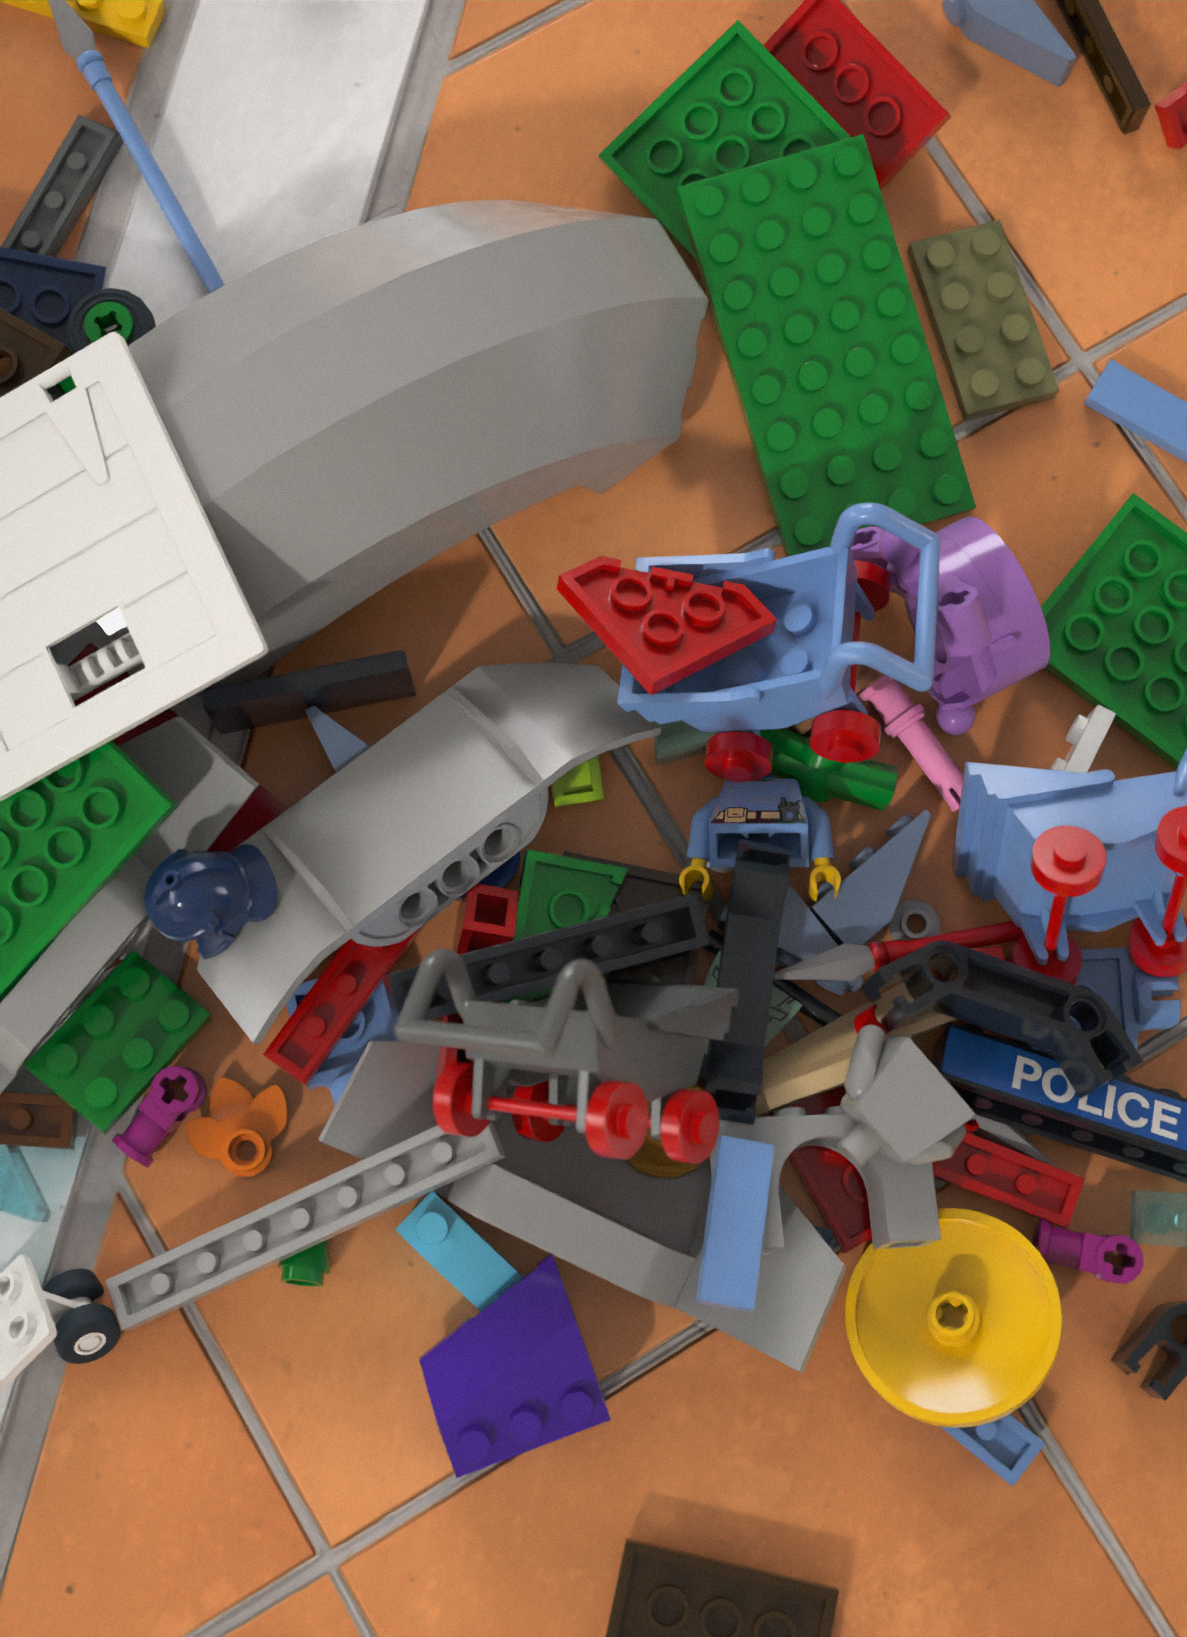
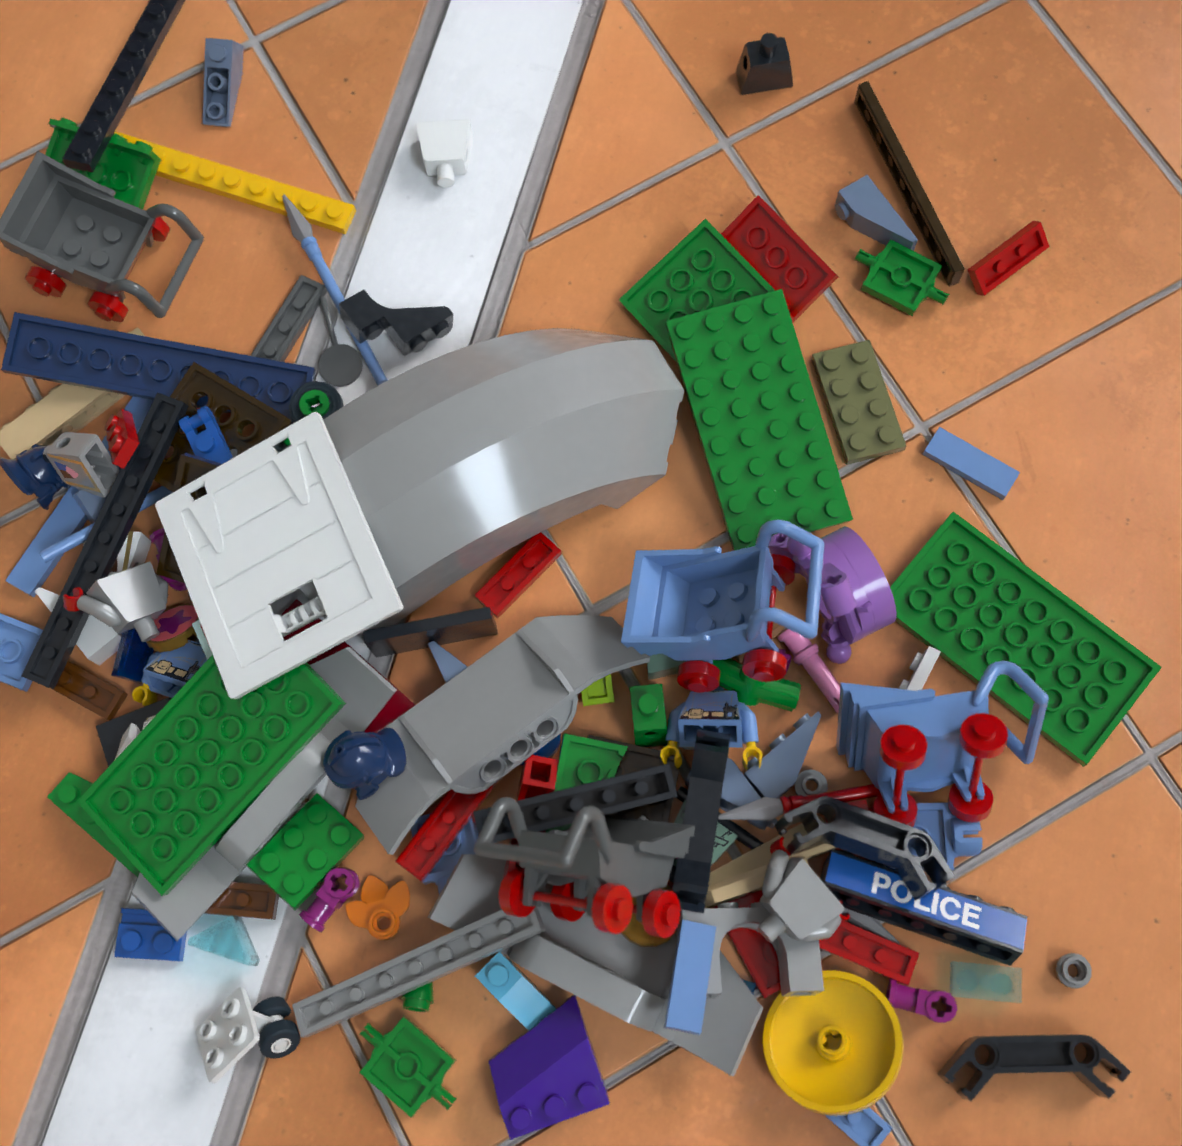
camera: 10 degrees right, 5 degrees down
(148, 259) = (340, 363): none -> dark grey piece
(256, 200) = (407, 327): none -> black arch
(292, 1370) = (408, 1066): none -> green plate
(447, 599) = (518, 574): none -> red plate
(659, 818) = (648, 715): none -> green torso
(662, 620) = (651, 591): red plate -> none
(1049, 119) = (901, 277): none -> green plate

